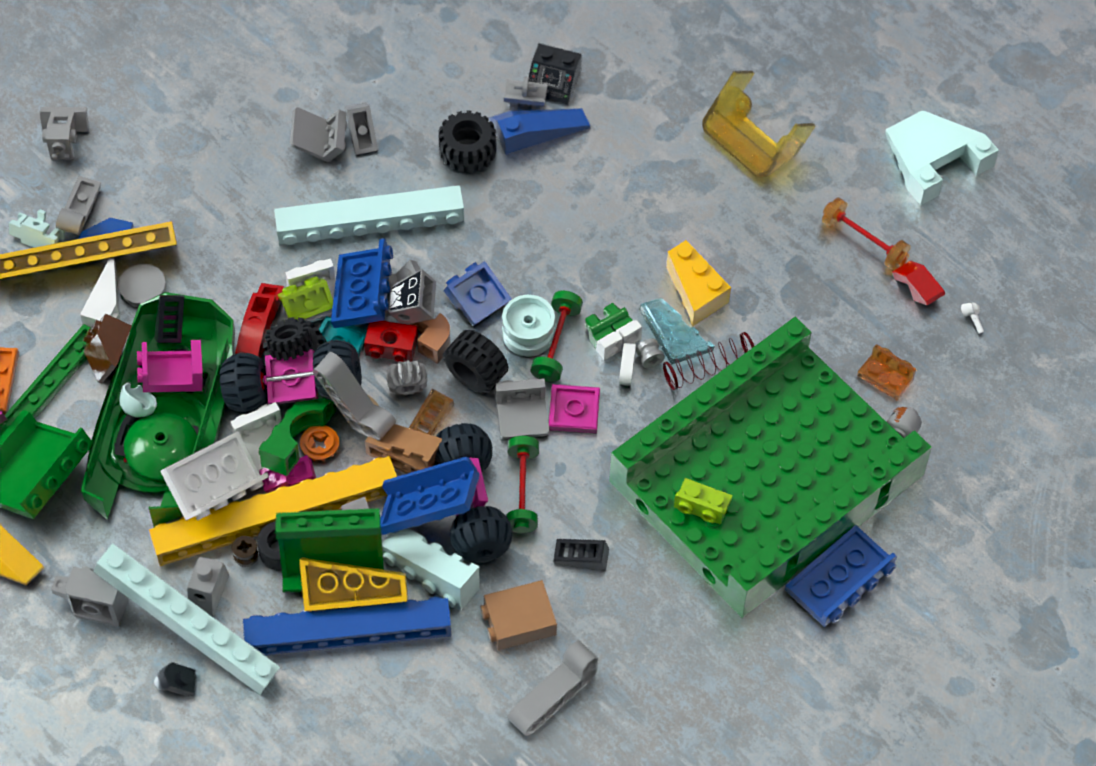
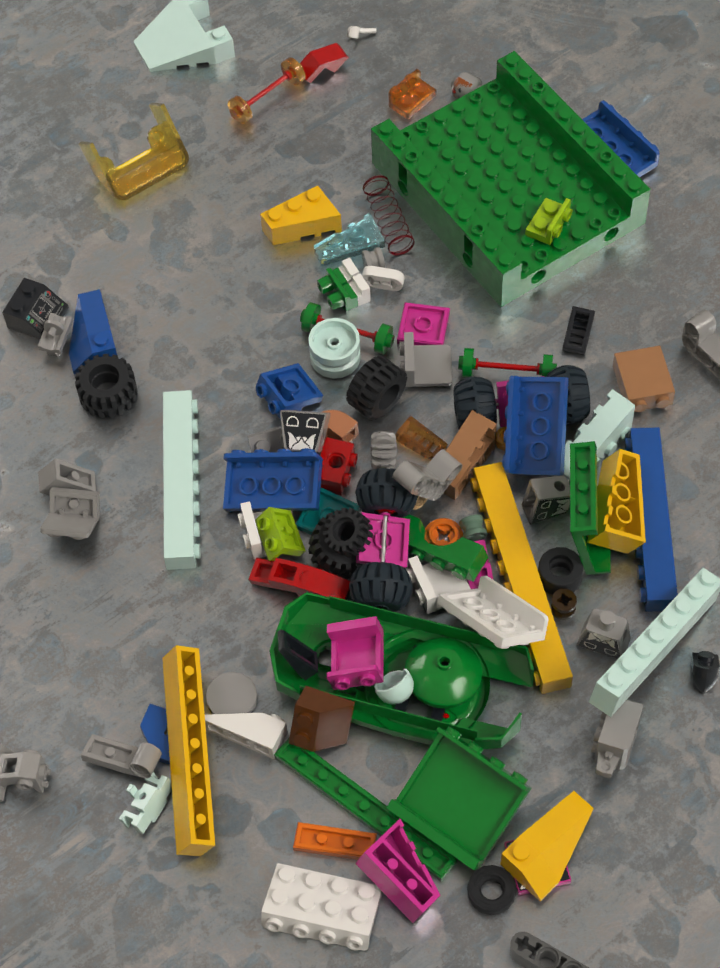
camera: 80 degrees left, 0 degrees up
(324, 463) = (473, 527): none -> sand green wheel

